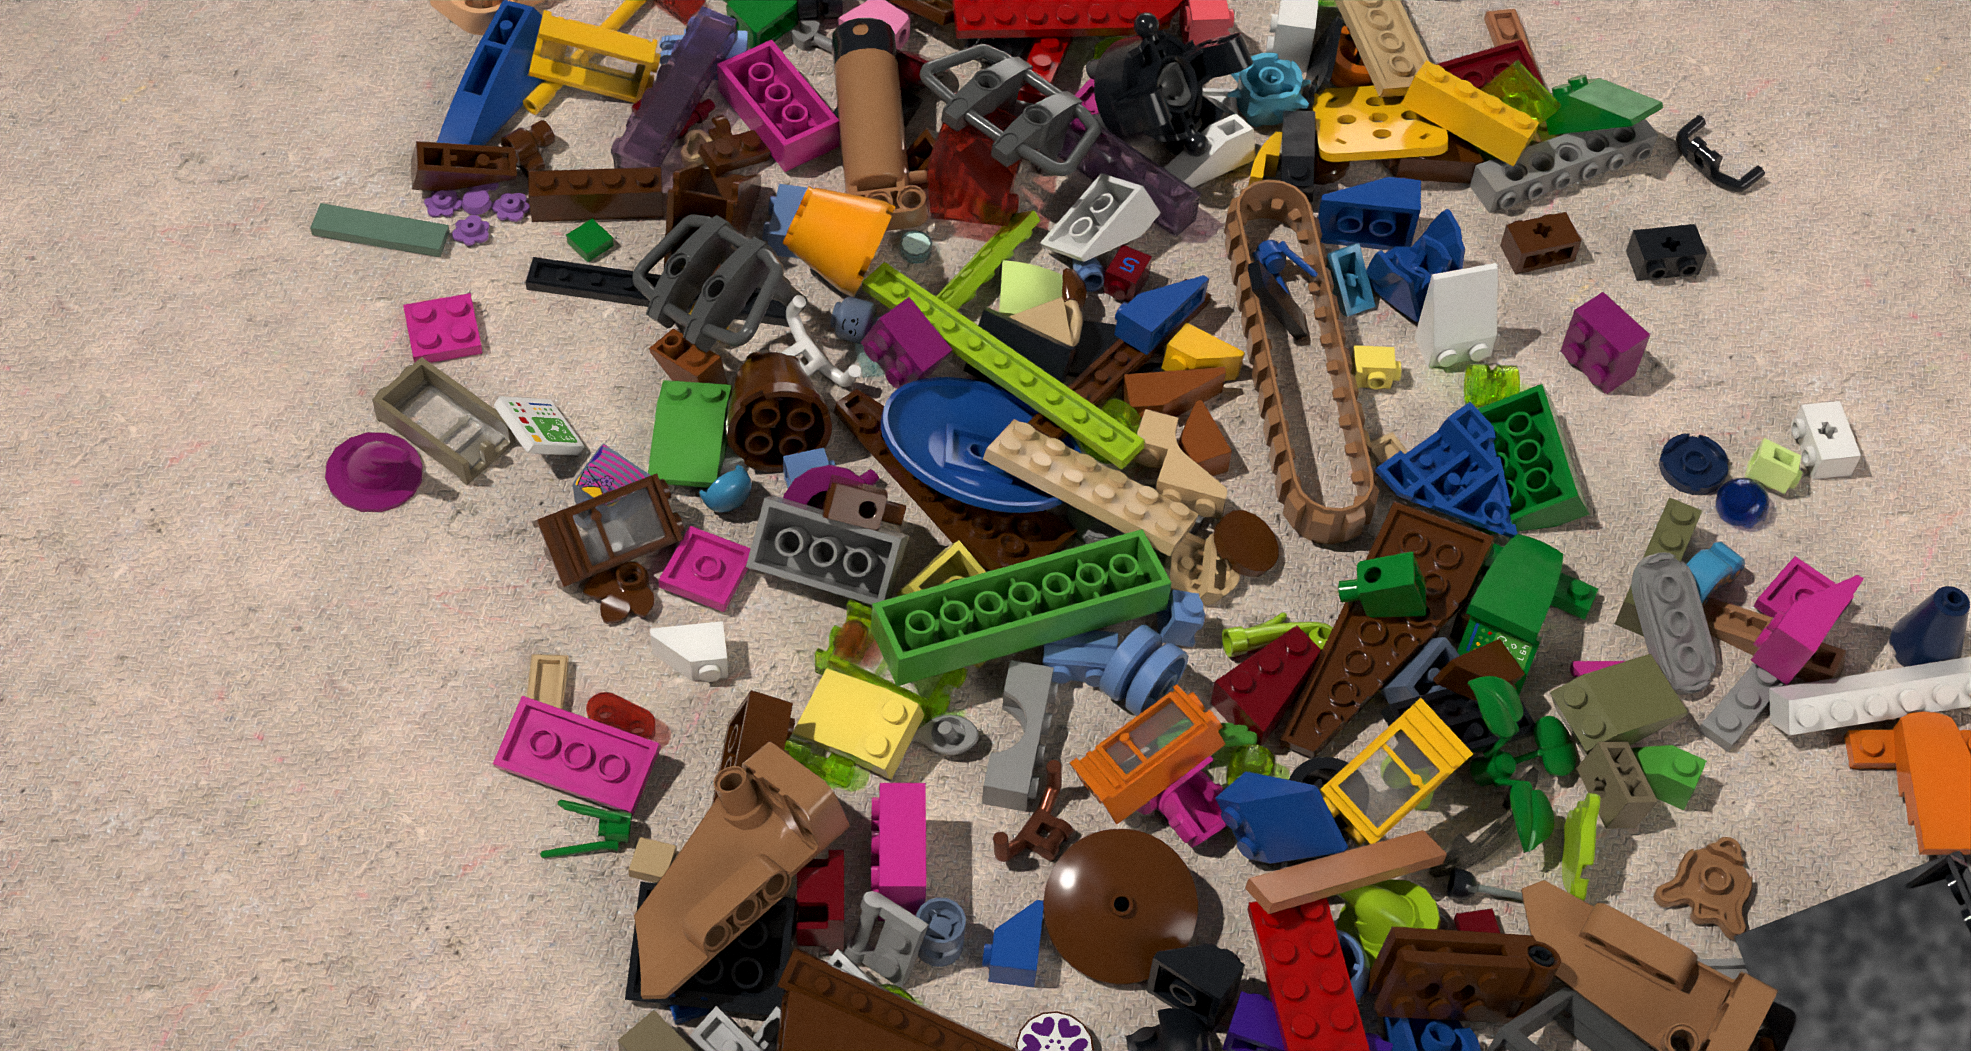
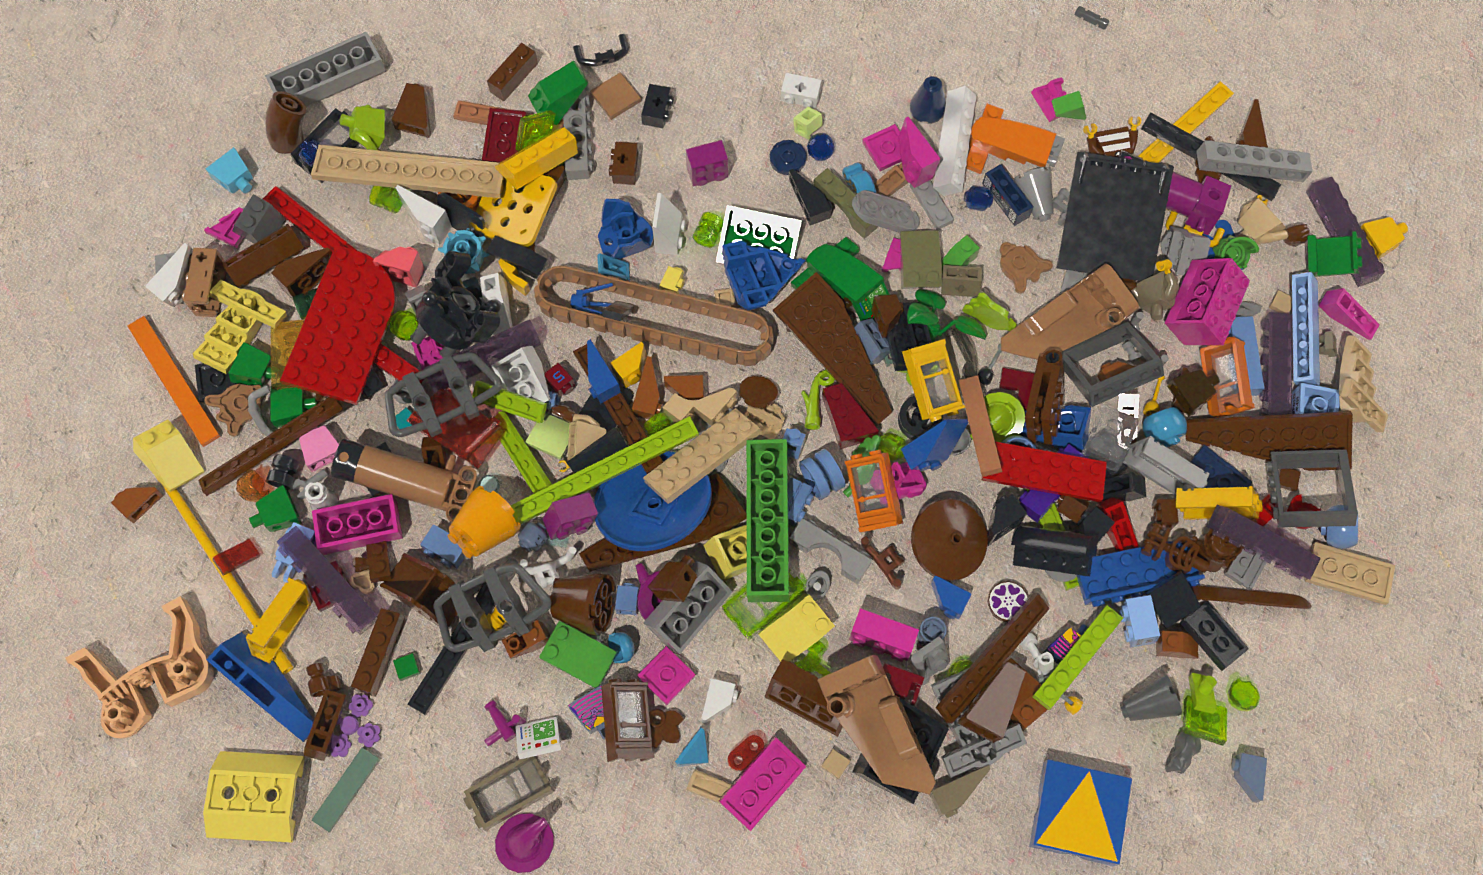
camera: 65 degrees left, 15 degrees up
(303, 119) = (249, 812): none -> light yellow slope
(443, 328) = (437, 773): dark pink plate -> none
(548, 381) = (504, 727): none -> magenta piece
(599, 644) = (695, 751): none -> dark azure slope
(612, 825) = (809, 778): green plant -> none
(799, 45) = (320, 496): none -> white plant
(850, 639) = (744, 615): clear orange cylinder -> none
(909, 69) = (361, 432): dark red piece -> none
(1056, 220) = (512, 402): none -> lime tile
(1372, 214) = (580, 232): blue slope -> none
(1387, 587) = (832, 328): green torso -> none
(1603, 54) = (512, 71): none -> reddish brown brick
(1628, 520) = (812, 201): none -> black slope
(1650, 197) = (615, 96): none -> medium nougat tile
(1795, 770) = (978, 198): none -> clear blue head
(1828, 811) = (1007, 195): none -> dark blue brick
(1866, 854) = (1038, 190): none -> light grey cone

